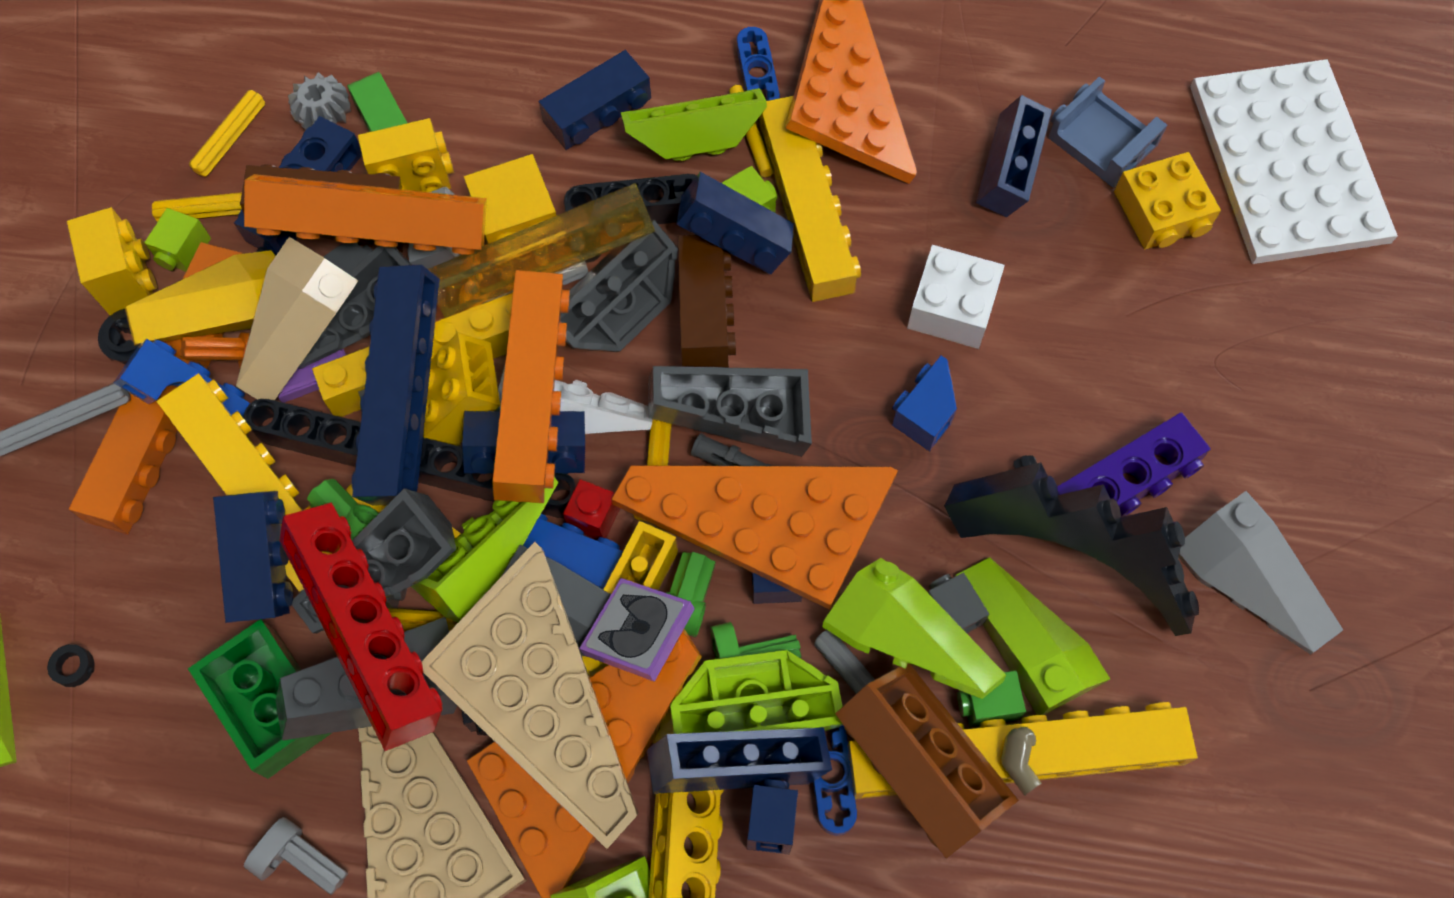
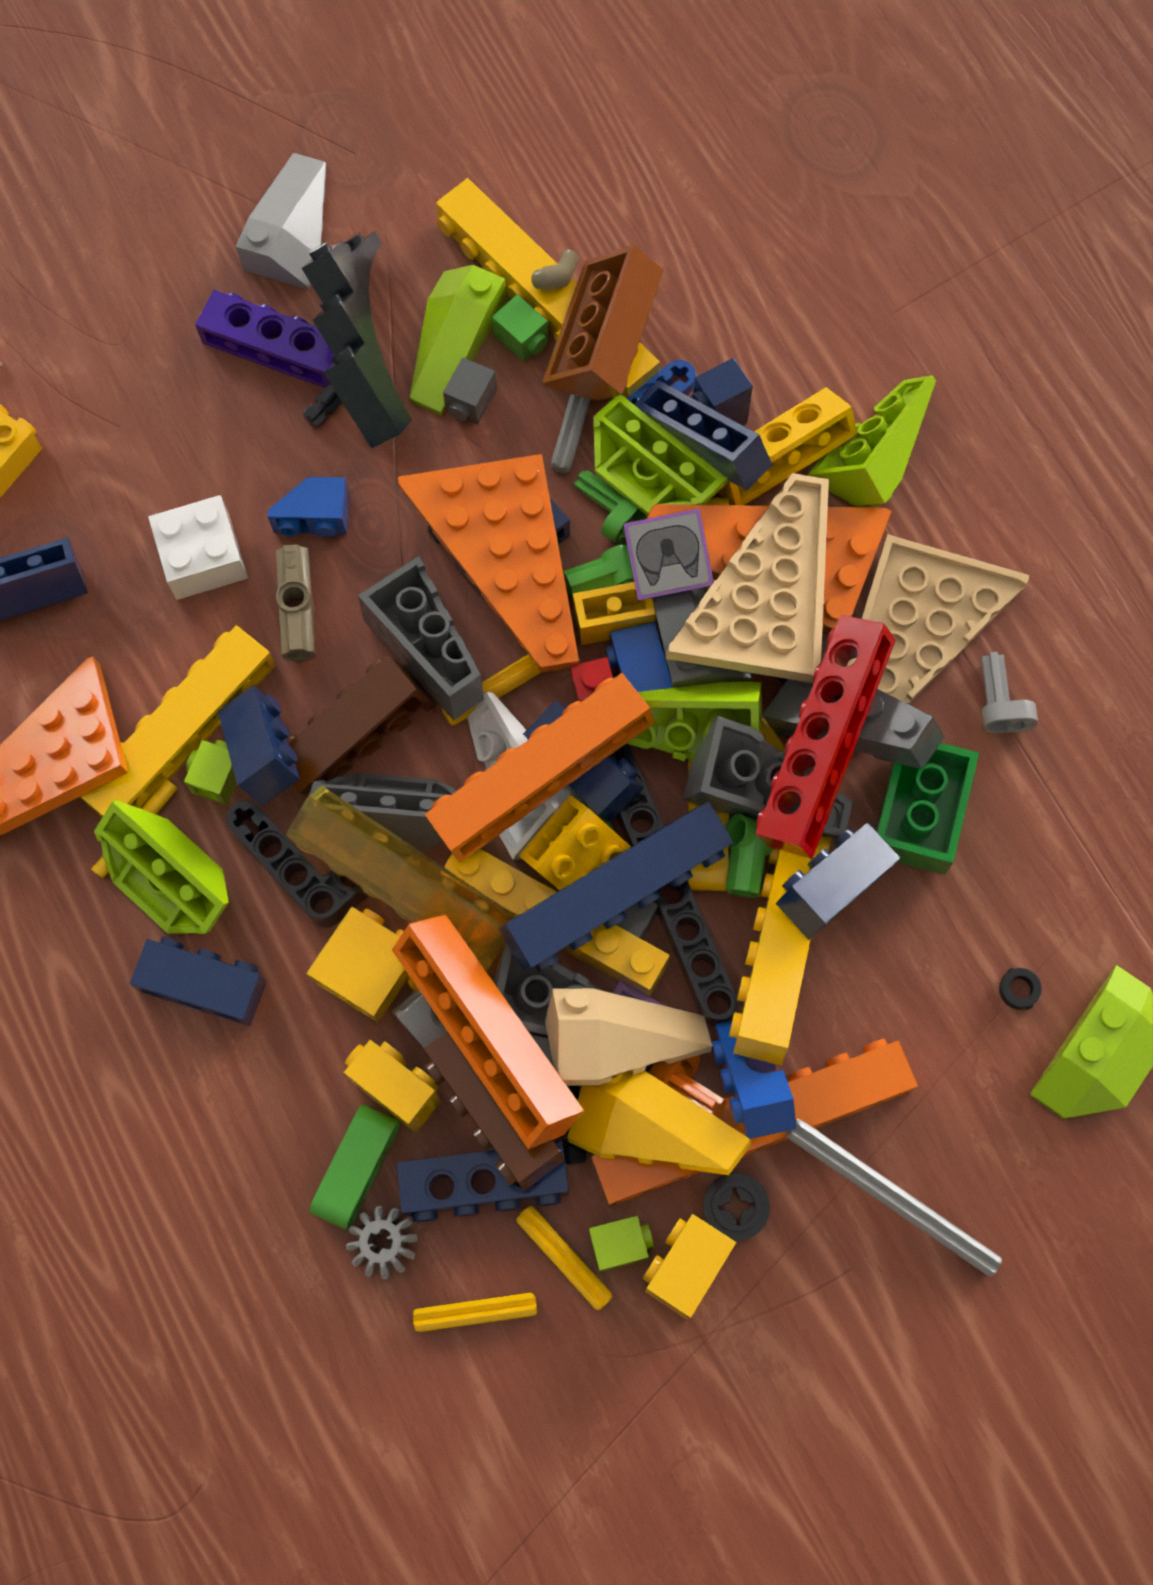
camera: 125 degrees left, 5 degrees up
(720, 454) = (469, 621): dark grey pin -> none
(761, 59) = (47, 864): blue beam -> none
(870, 348) = (295, 622): none -> dark tan piece
(900, 618) = (516, 401): lime wedge -> none

